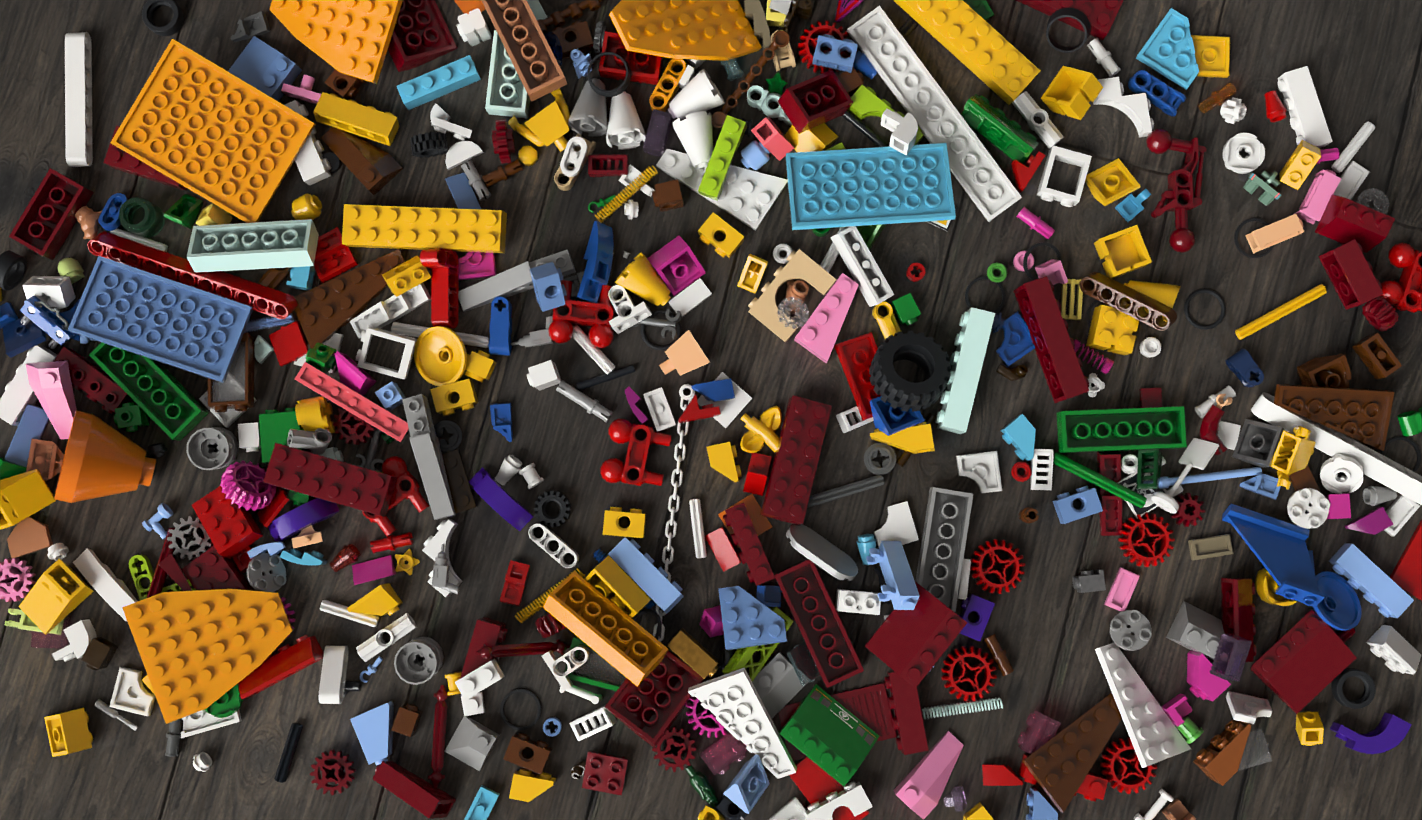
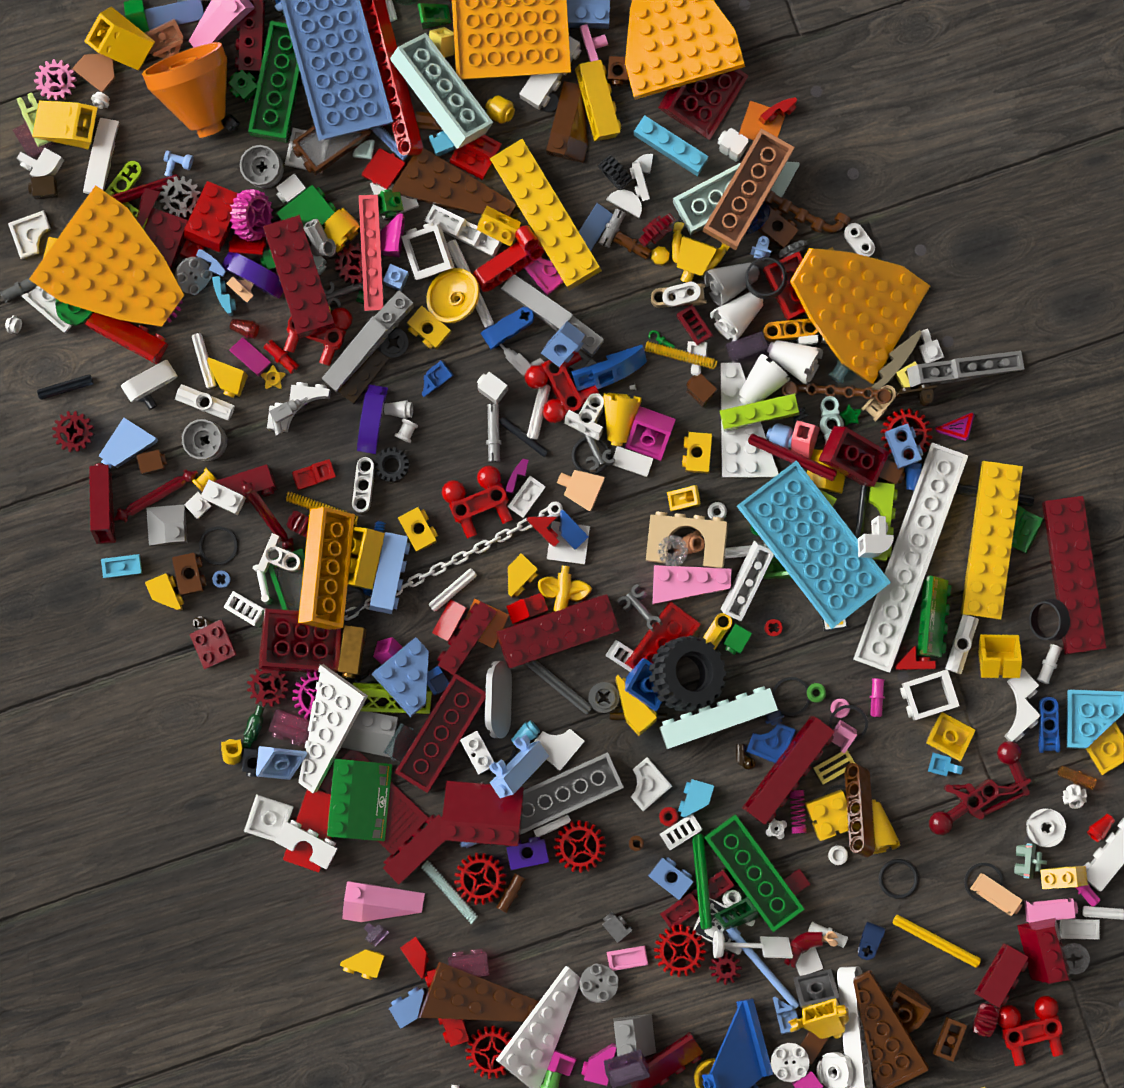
camera: 50 degrees right, 0 degrees up
(113, 713) = (4, 230): light grey piece -> none
(371, 669) = (172, 407): light blue hand -> none
(479, 366) = (466, 331): yellow brick -> none
(631, 209) = (671, 367): white plate -> none
(780, 155) = (791, 457): none -> dark red axle
(810, 375) = (633, 599): none -> dark grey bar
(1122, 252) = (898, 781): yellow piece -> none
(1210, 547) = (708, 1006): dark tan tile -> none

